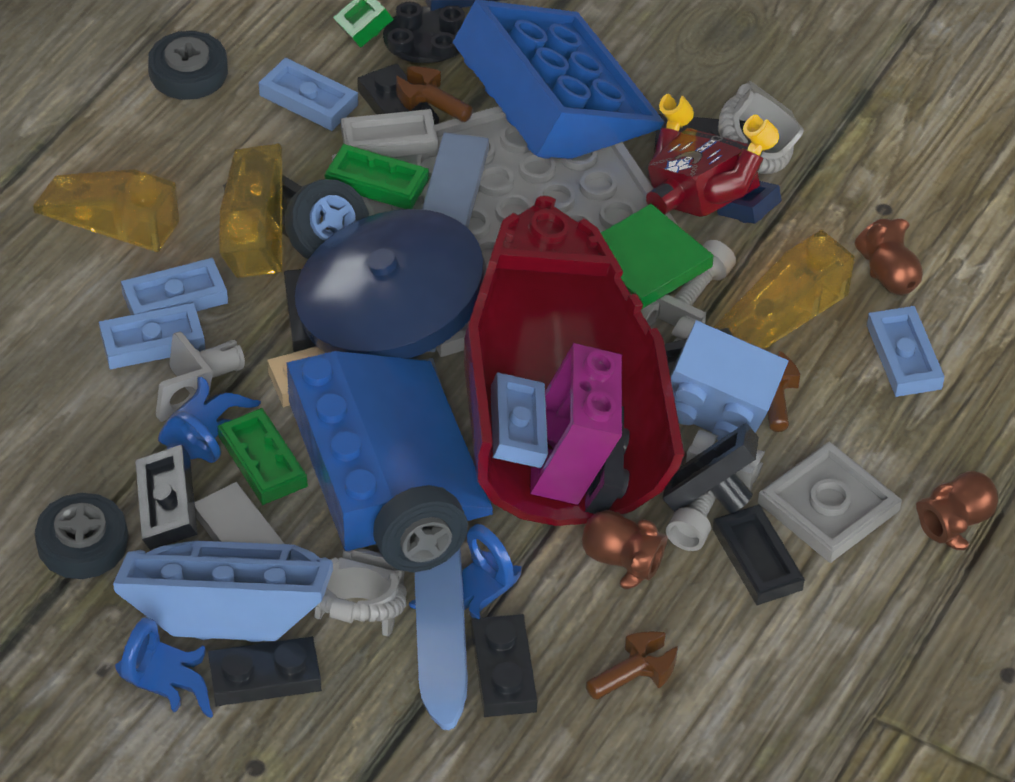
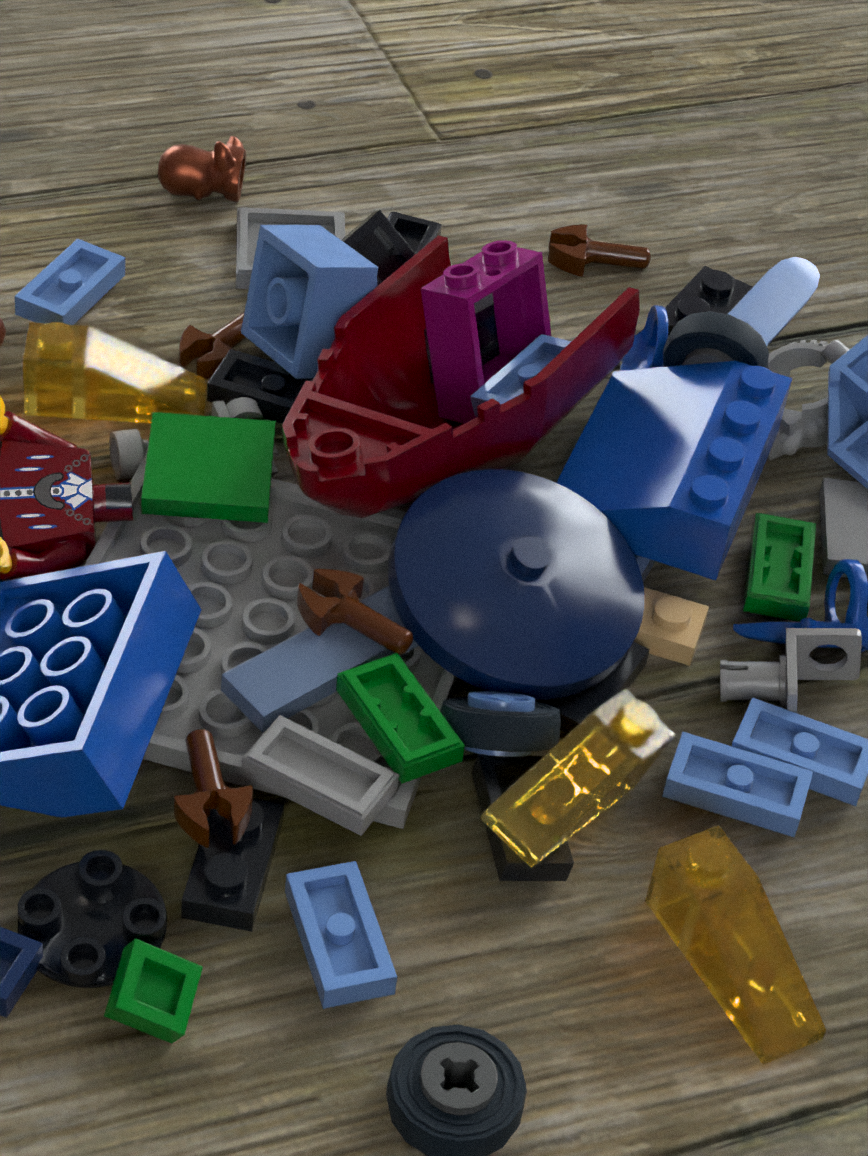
camera: 145 degrees left, 5 degrees down
(475, 200) = (342, 606): none -> reddish brown bar

